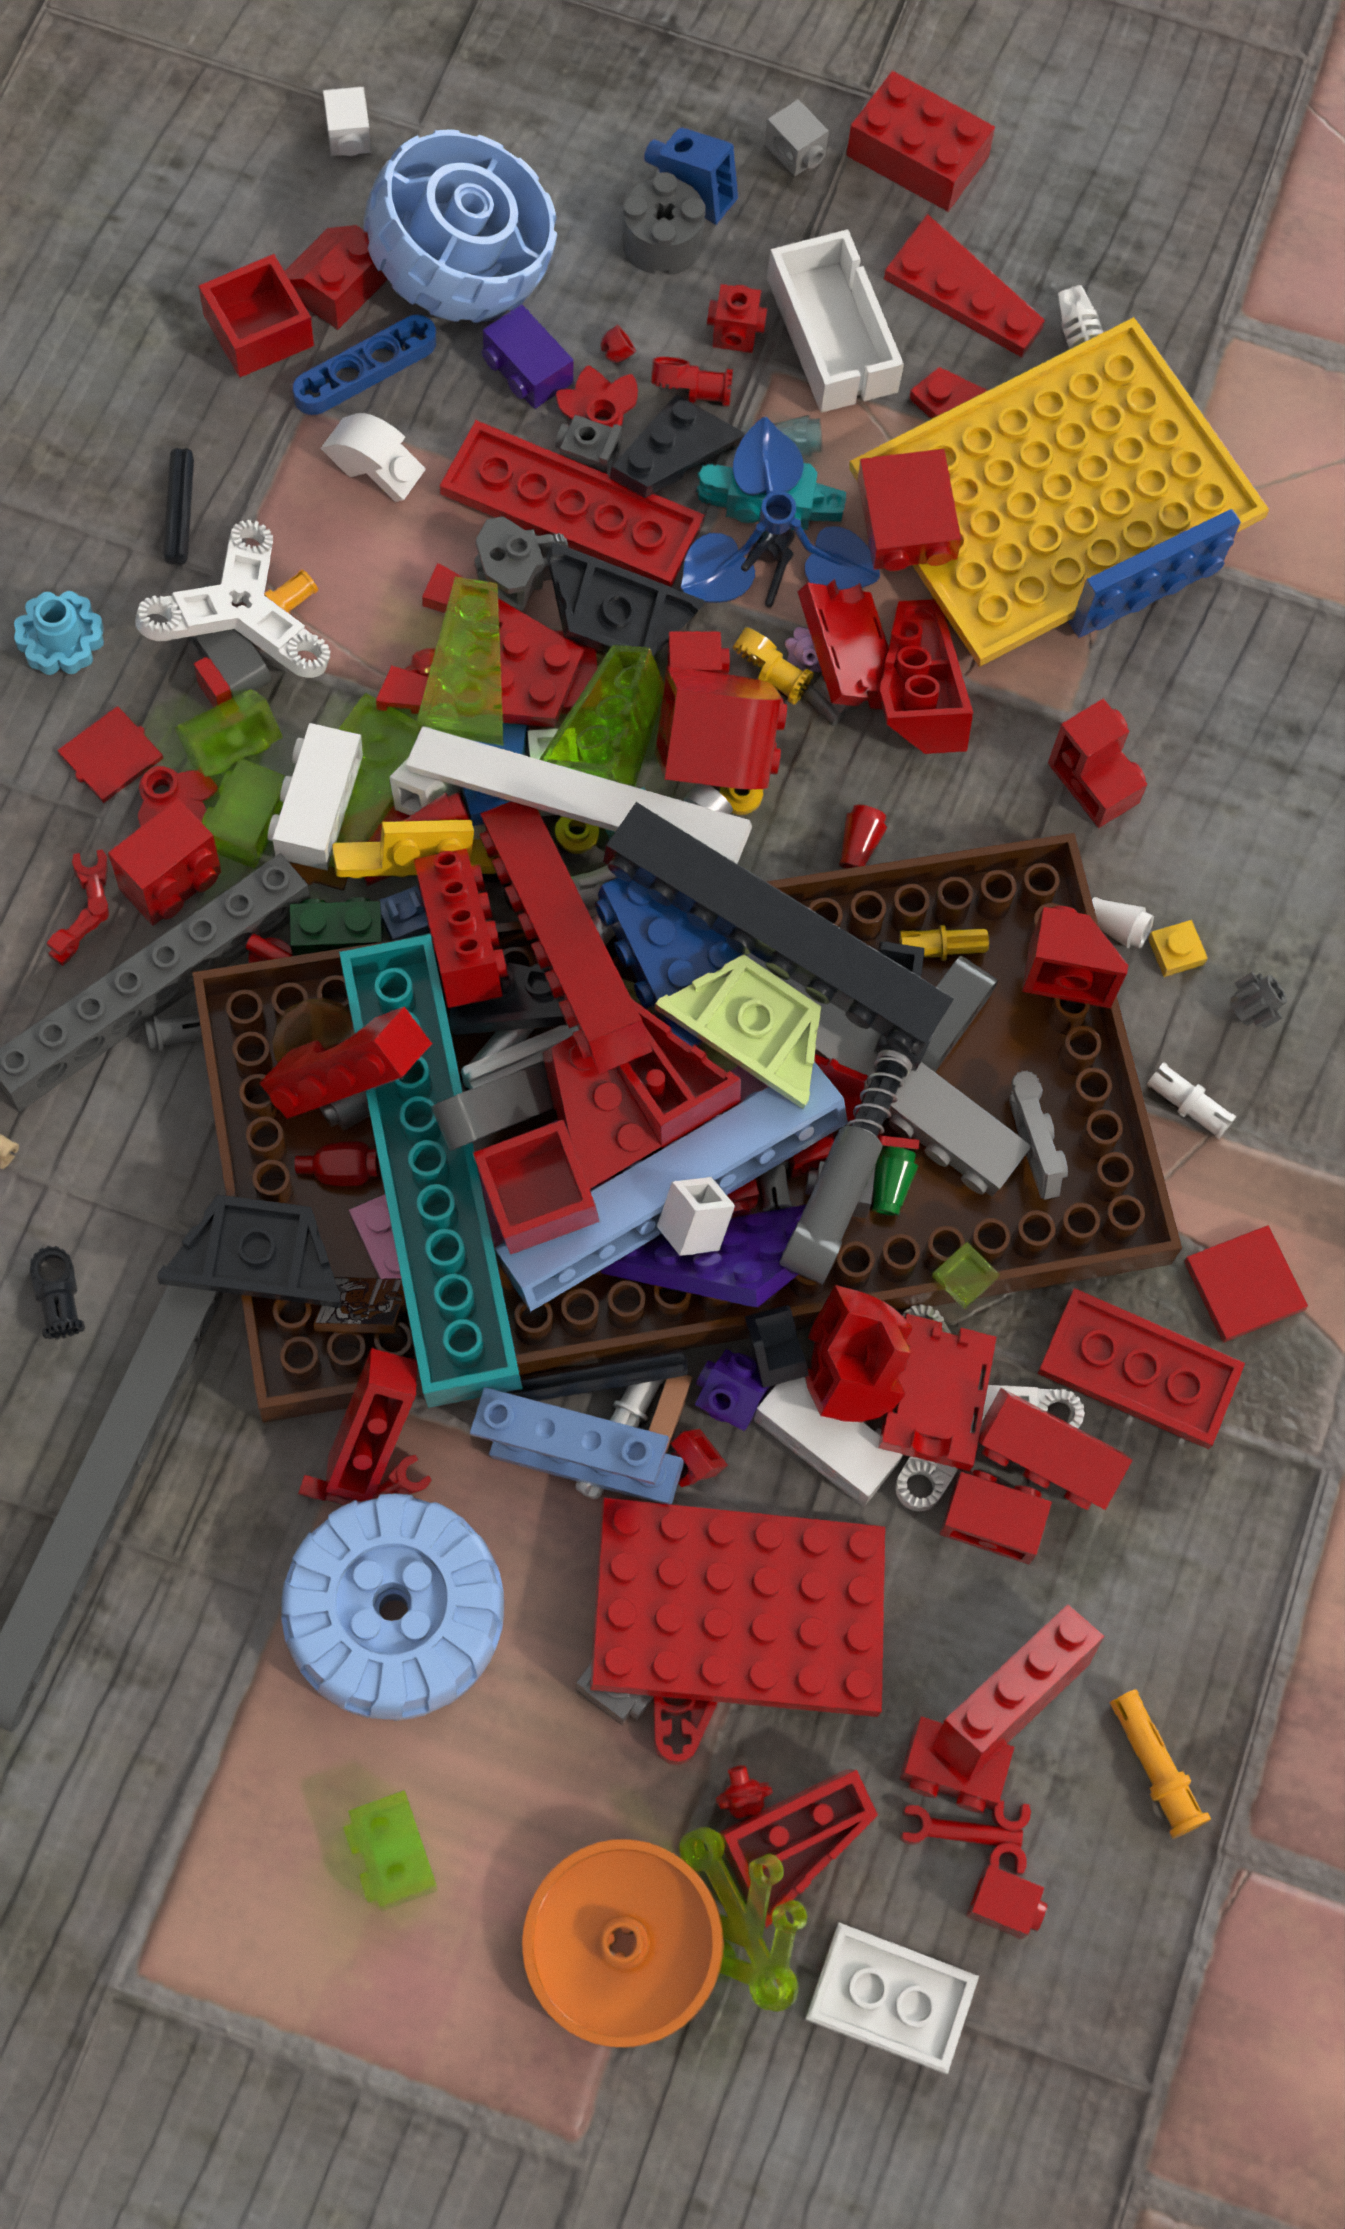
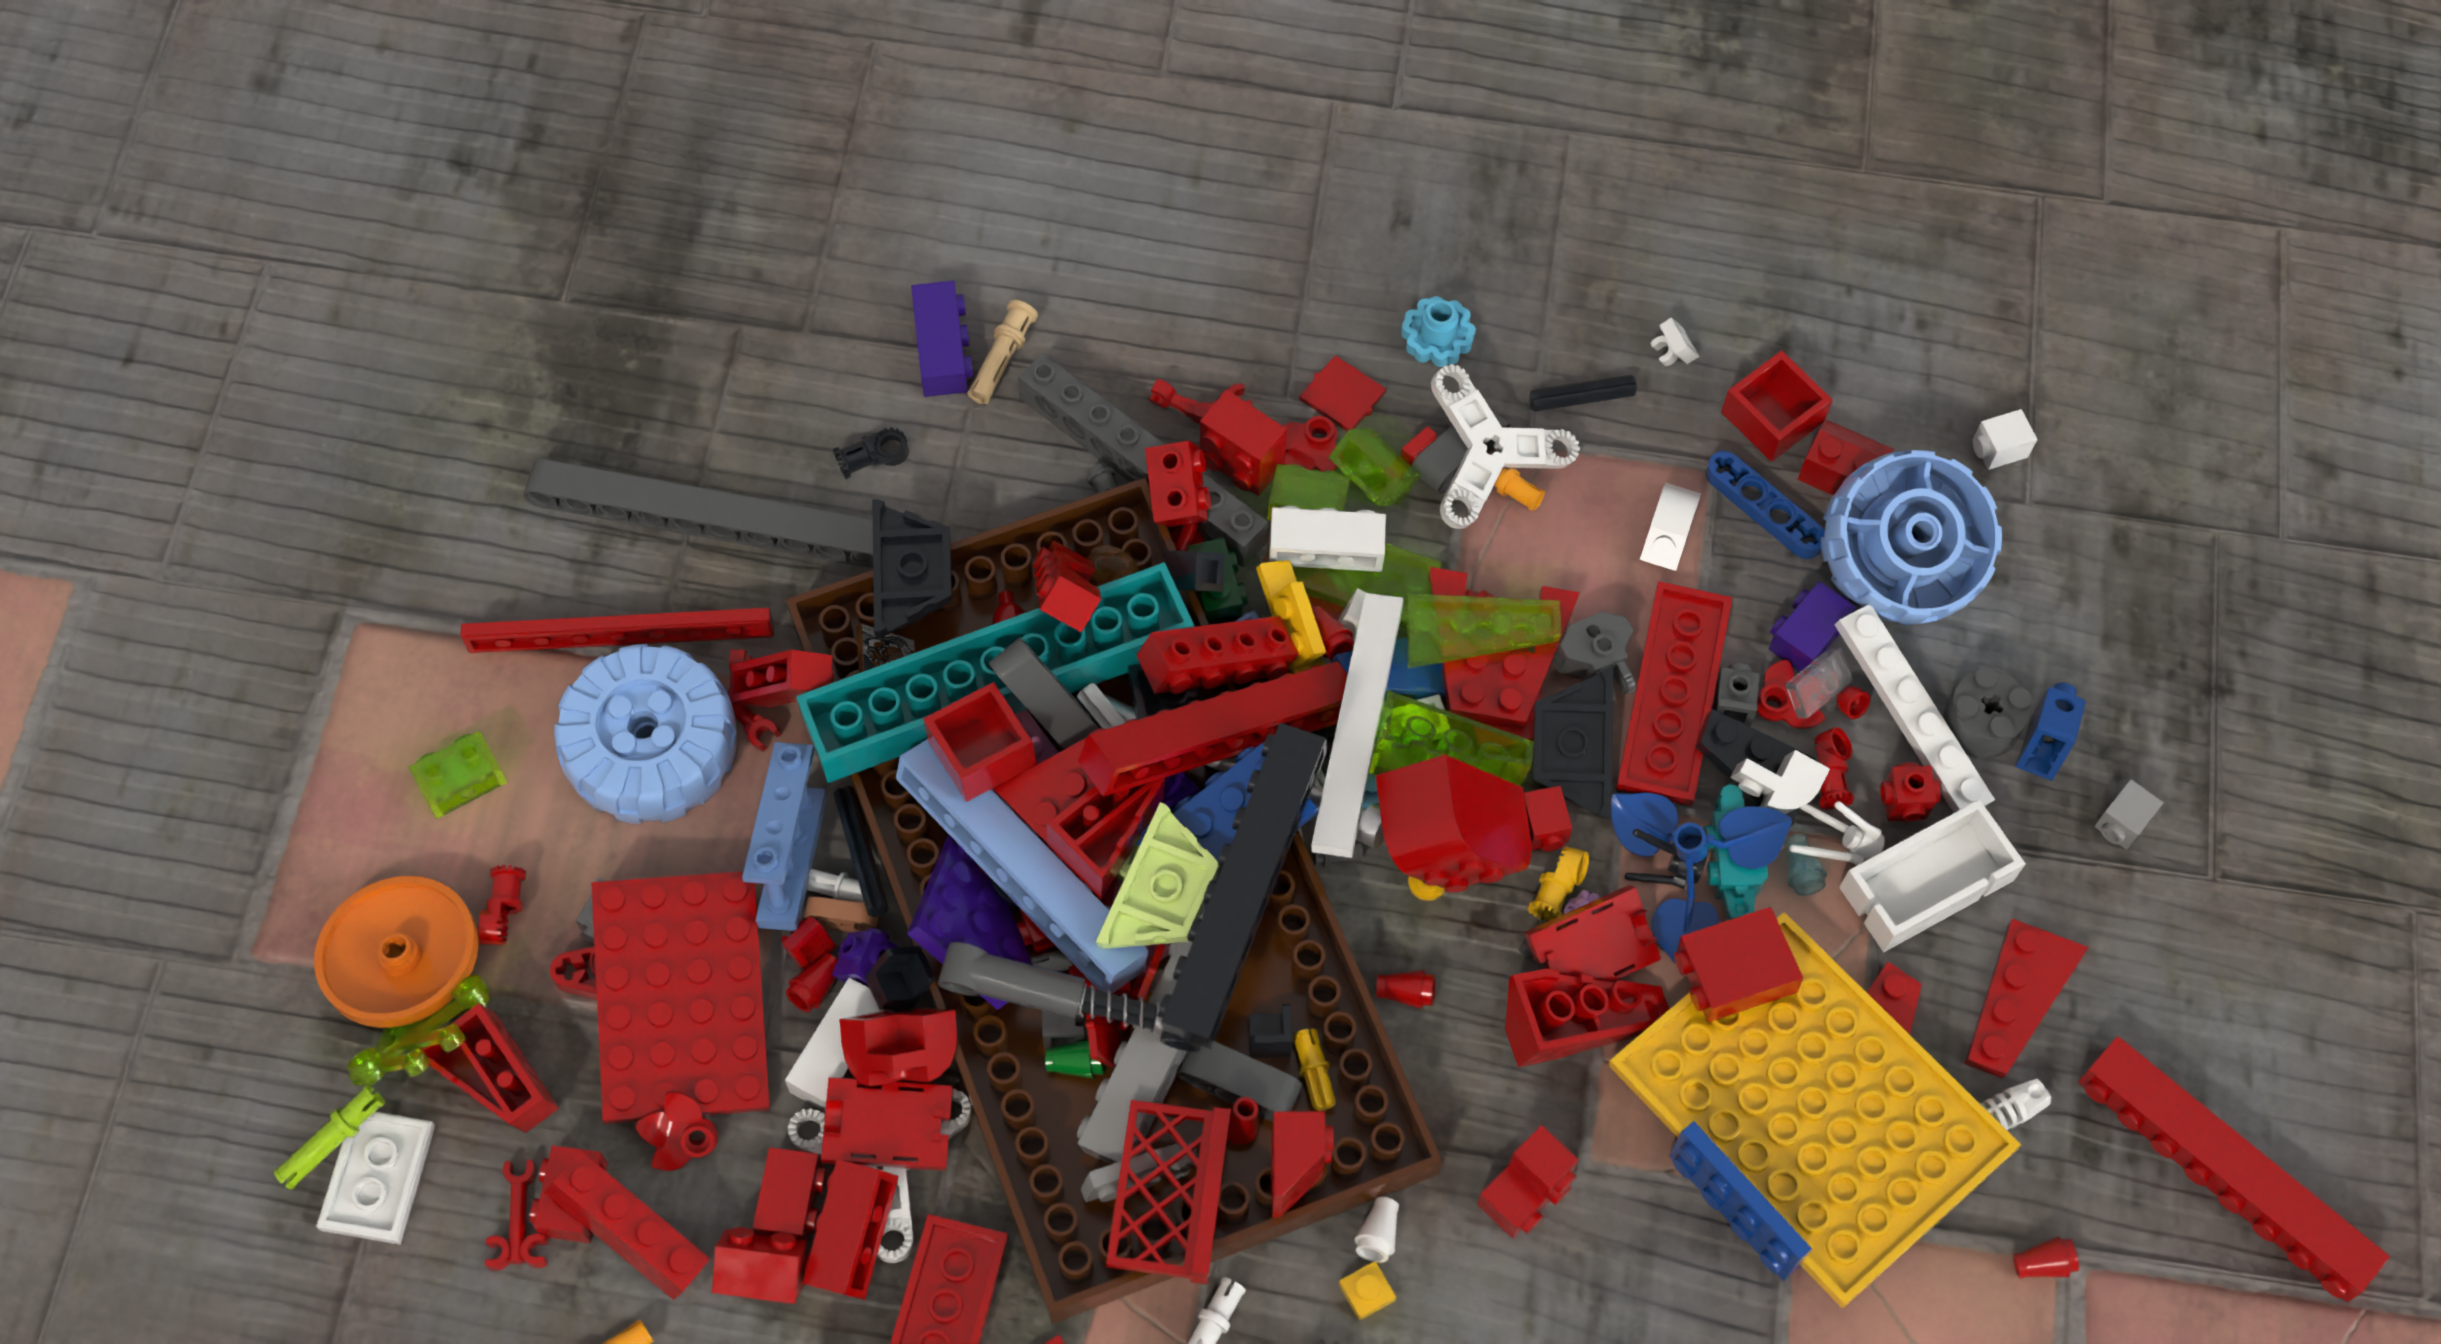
camera: 85 degrees right, 5 degrees down
(143, 394) = (1677, 341): none -> white tile
(219, 930) = (1177, 483): none -> red brick
(235, 1634) = (617, 630): none -> red tile
(333, 931) = (1196, 570): none -> black panel
(569, 1807) = (504, 901): none -> red connector
(597, 365) = (1819, 682): none -> clear plate
(643, 288) = (1912, 708): none -> white plate
(695, 1216) = (985, 876): white brick -> none
(717, 418) = (1787, 790): none -> white brick
(744, 1795) = (527, 1027): red plant -> none
(746, 1457) = (813, 984): none -> red cone
(779, 377) = (1861, 840): none -> white plant
(835, 2027) = (342, 1124): none -> lime pin
(903, 1631) = (671, 1129): none -> red plate
(920, 141) = (2165, 925): red brick -> none
(966, 1275) = (987, 1123): clear neon green tile -> none
(992, 1025) = (1243, 1121): none -> red cone
(1007, 1903) = (457, 1252): red brick -> none
(1076, 1555) = (759, 1265): none -> red brick
(1096, 1063) = (1205, 1198): none -> red fence
(1167, 164) = (2234, 1171): none -> red brick
(1234, 336) = (2047, 1259): none -> red cone

